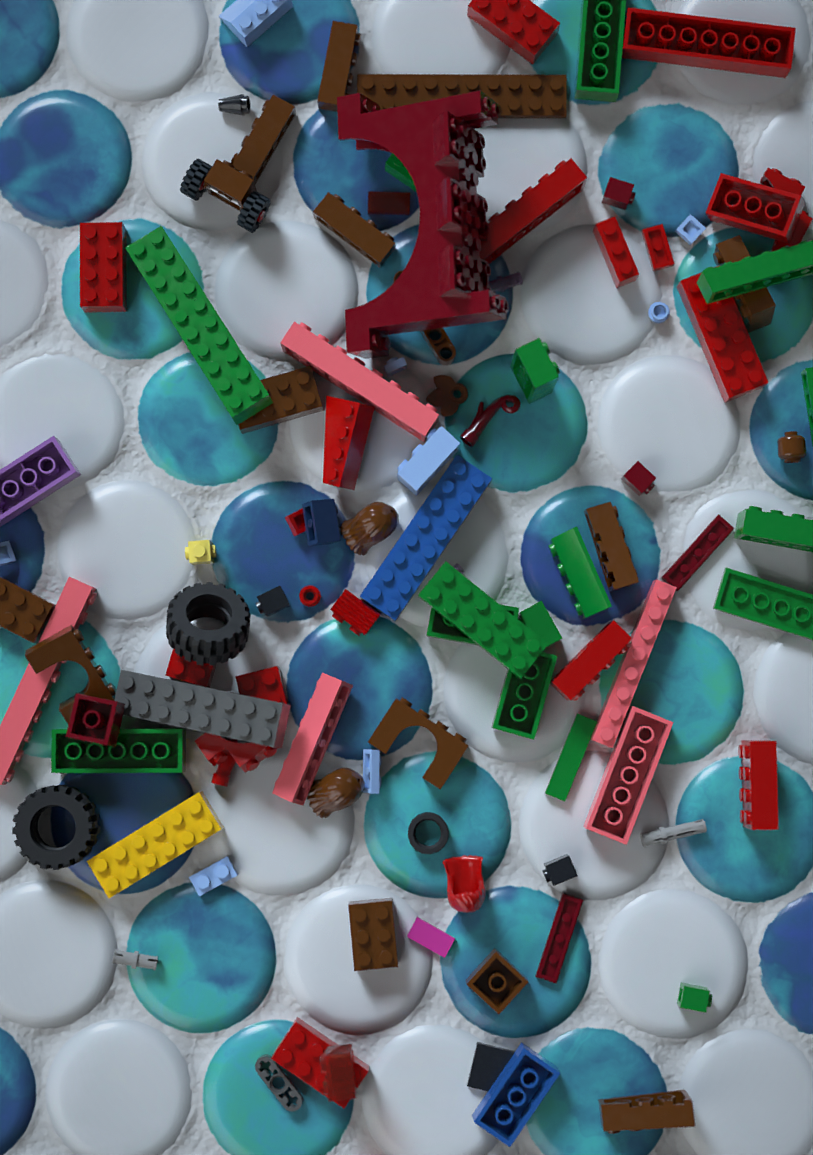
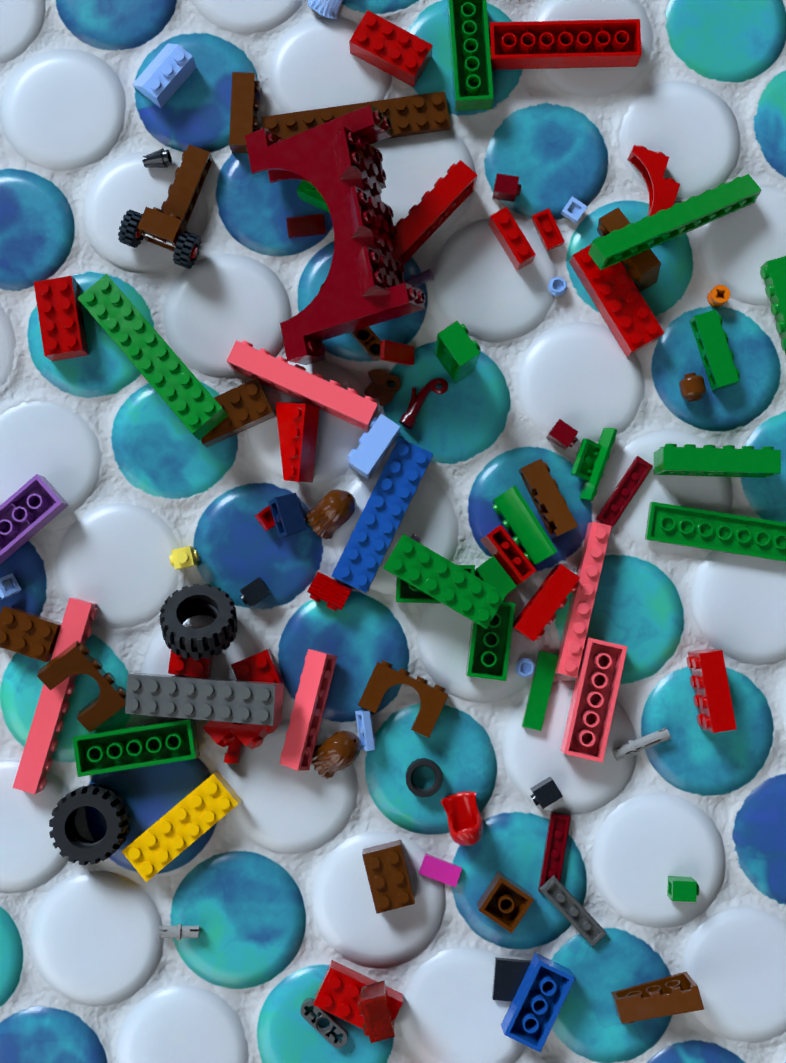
camera: 10 degrees left, 0 degrees up
(95, 720) = (109, 724): dark red brick -> none
(213, 876) = (238, 845): light blue plate -> none
(309, 603) = (283, 577): red plate -> none
(354, 229) = (278, 252): reddish brown brick -> none
(395, 366) = (332, 367): light blue plate -> none
(469, 360) = (397, 353): none -> red tile
(558, 602) = (508, 554): none -> red brick
(558, 729) = (525, 667): none -> light blue plate
(570, 1003) = (573, 910): none -> dark grey tile
(666, 514) = (592, 461): none -> green bracket
(755, 208) = (629, 181): red brick -> none

